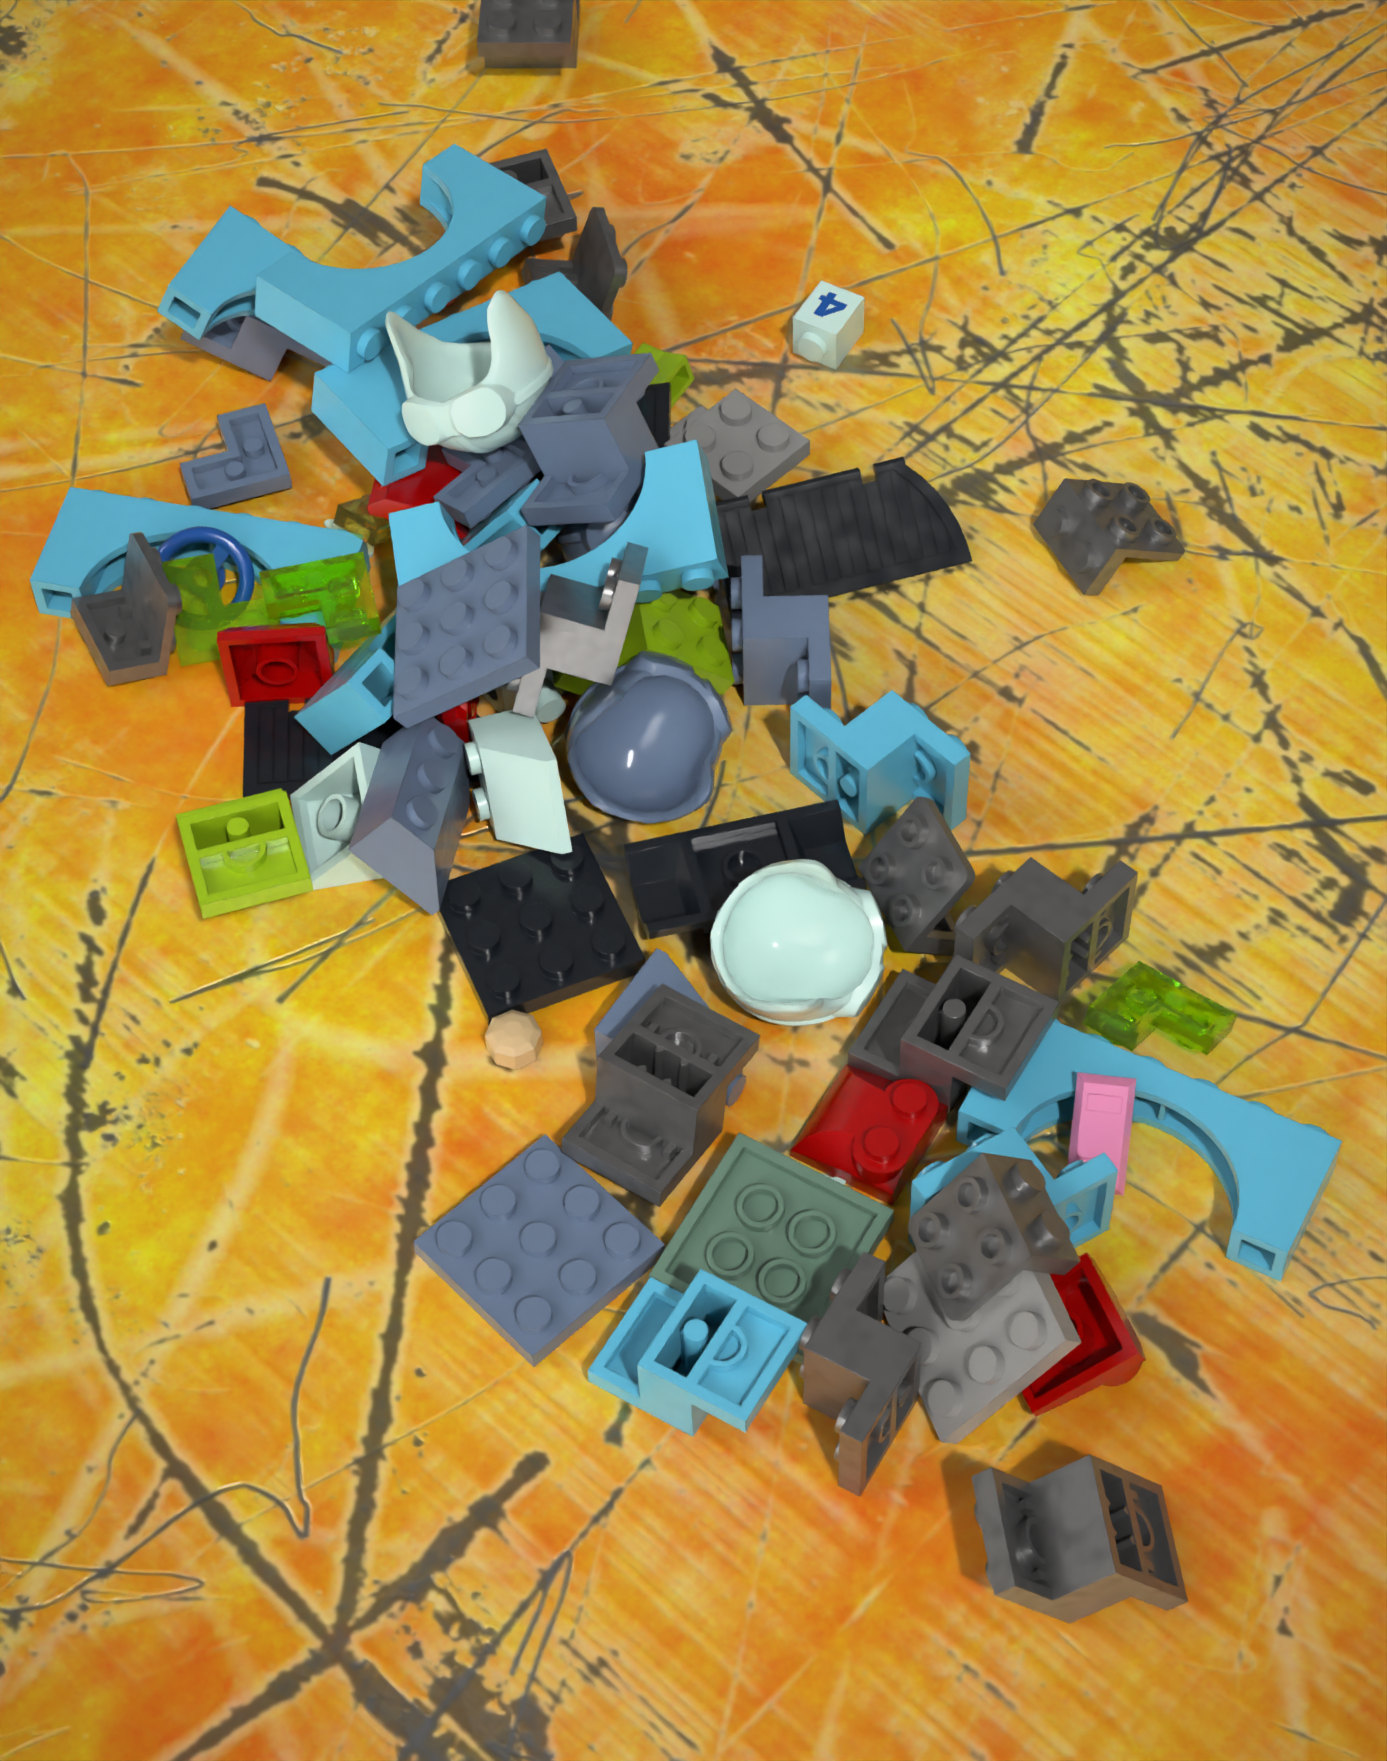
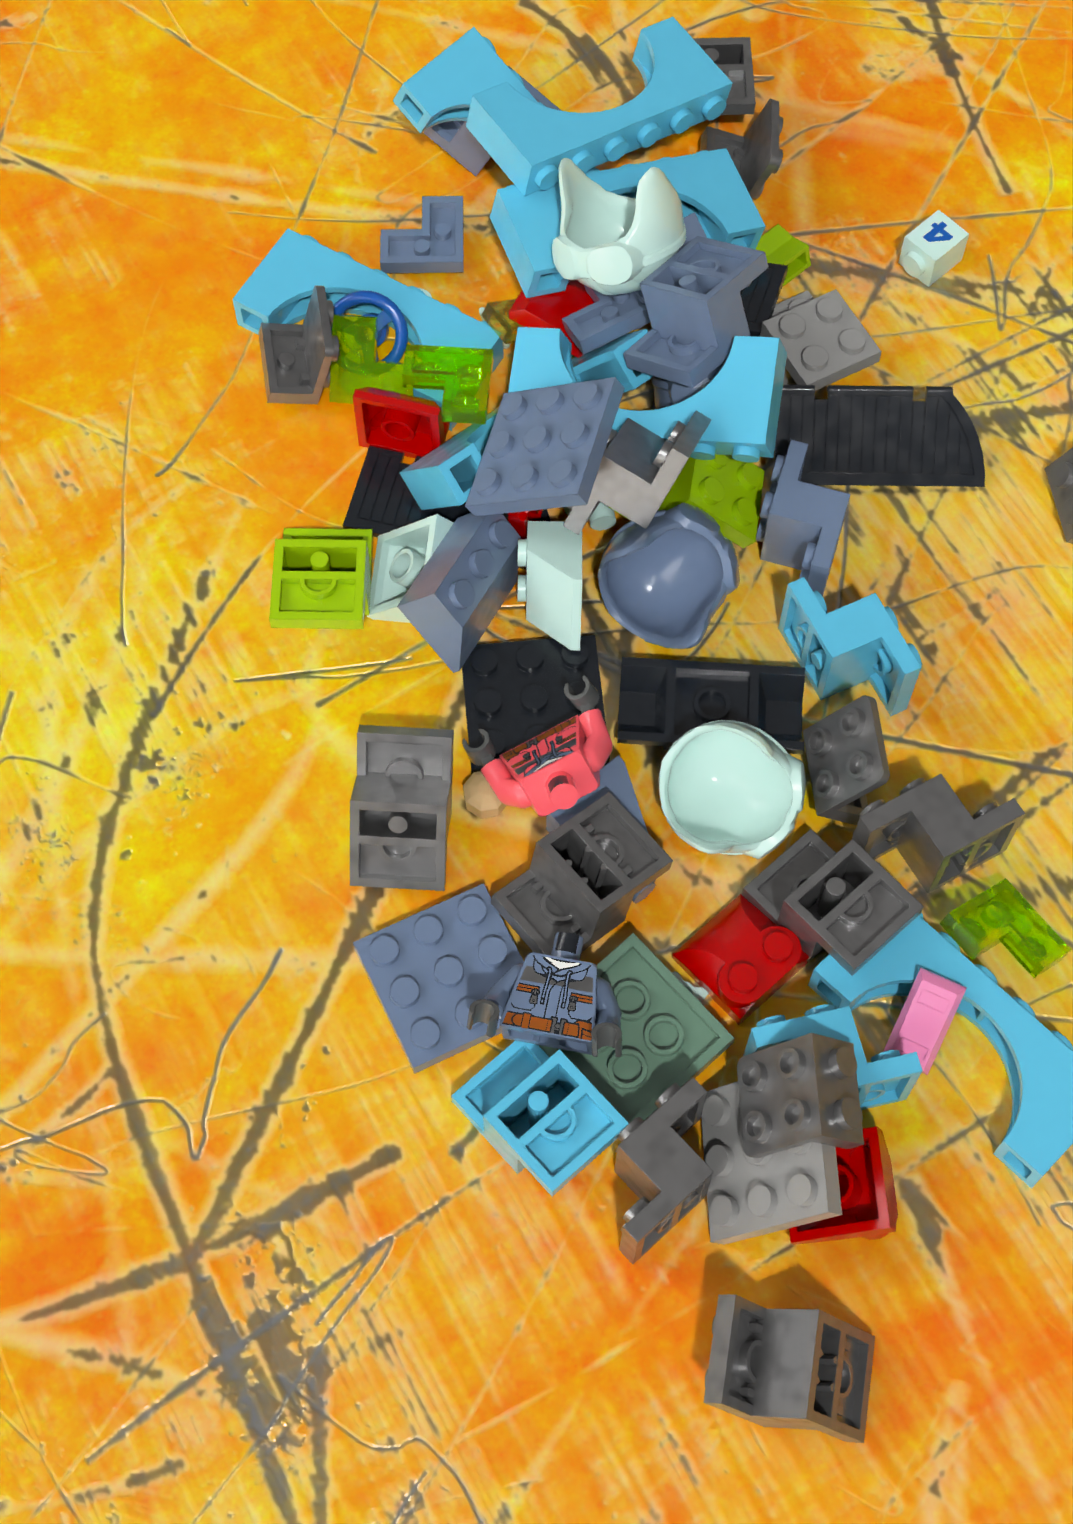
camera: 15 degrees right, 10 degrees up
(423, 1075) = (401, 807): none -> flat silver bracket
(584, 979) = (555, 765): none -> coral torso
(675, 1227) = (553, 1002): none -> torso

